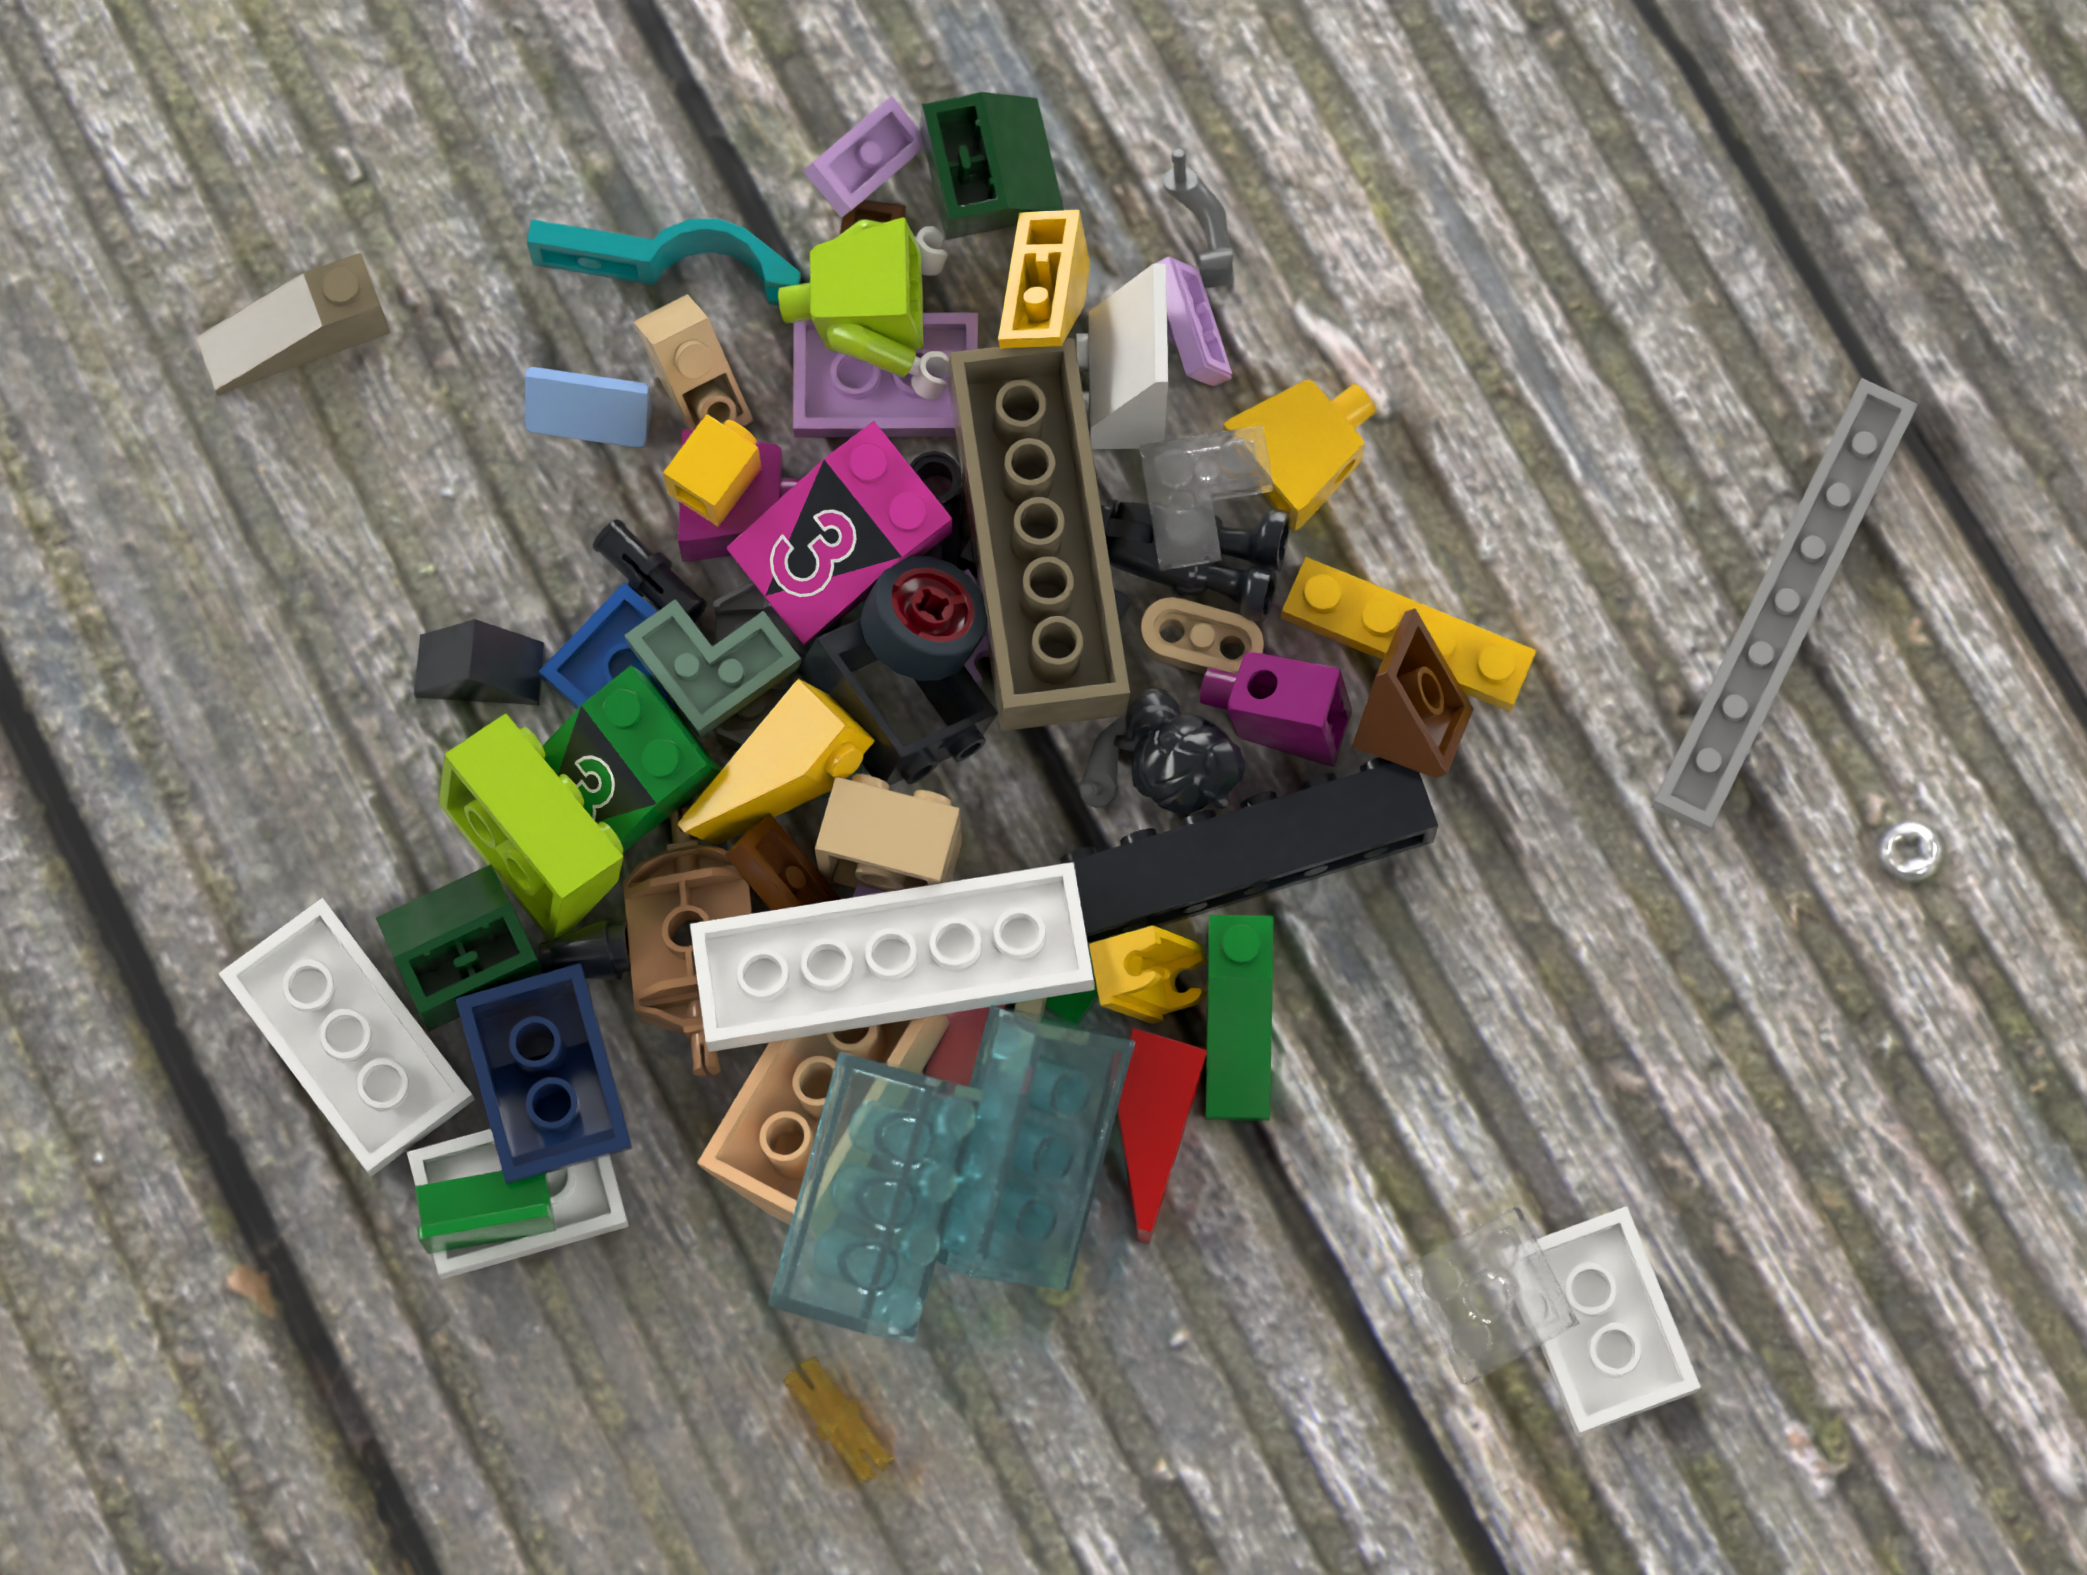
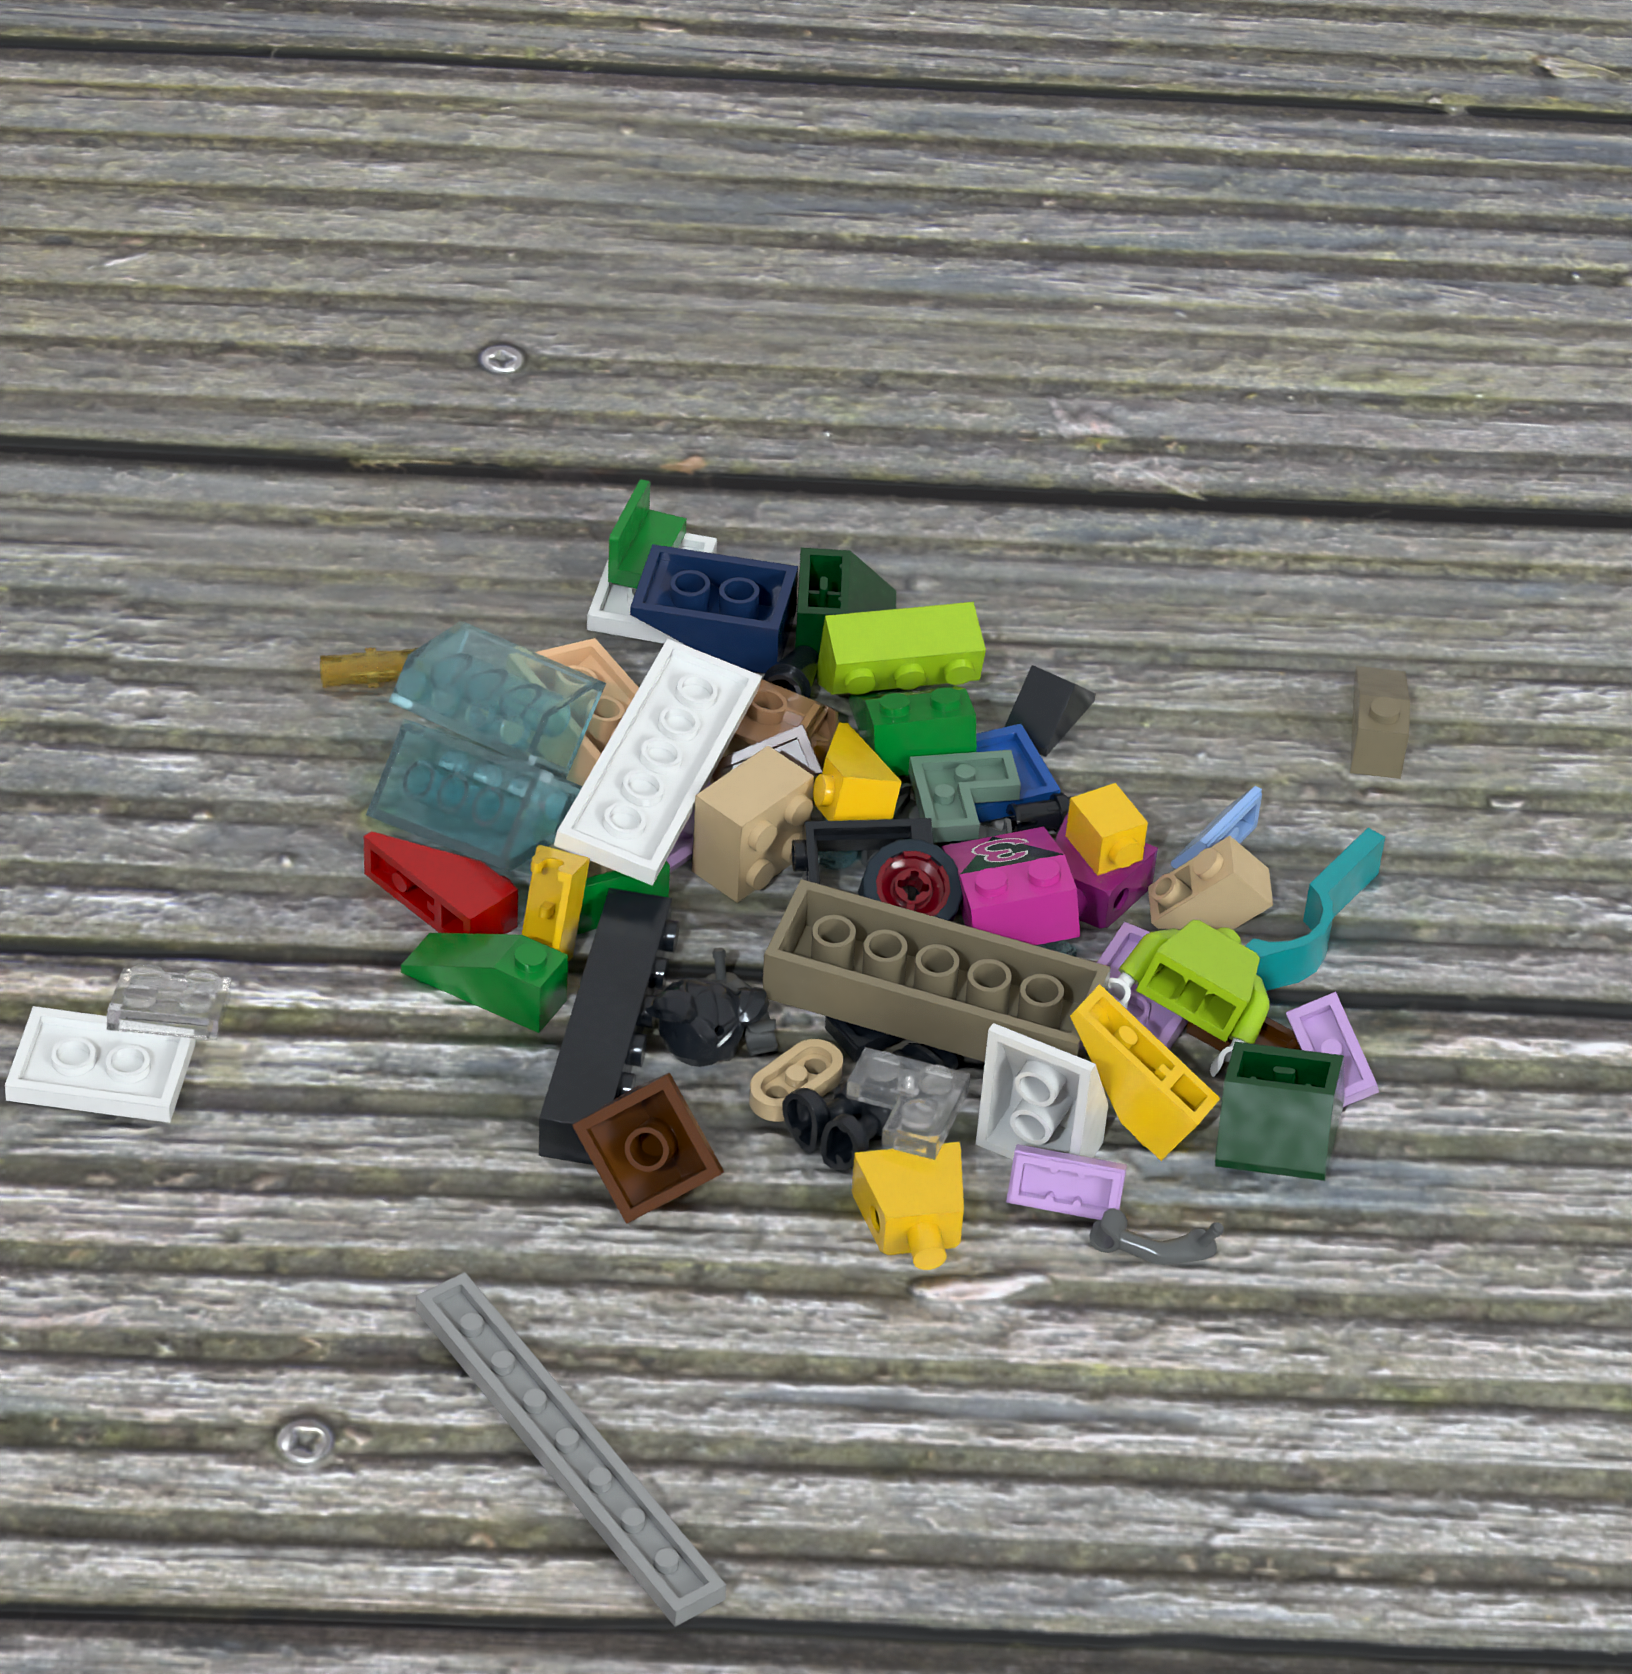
camera: 115 degrees right, 30 degrees down
(346, 1037) = (876, 534): white plate -> none
(1283, 704) = (711, 1074): magenta torso -> none
(1369, 615) = (714, 1209): yellow plate -> none

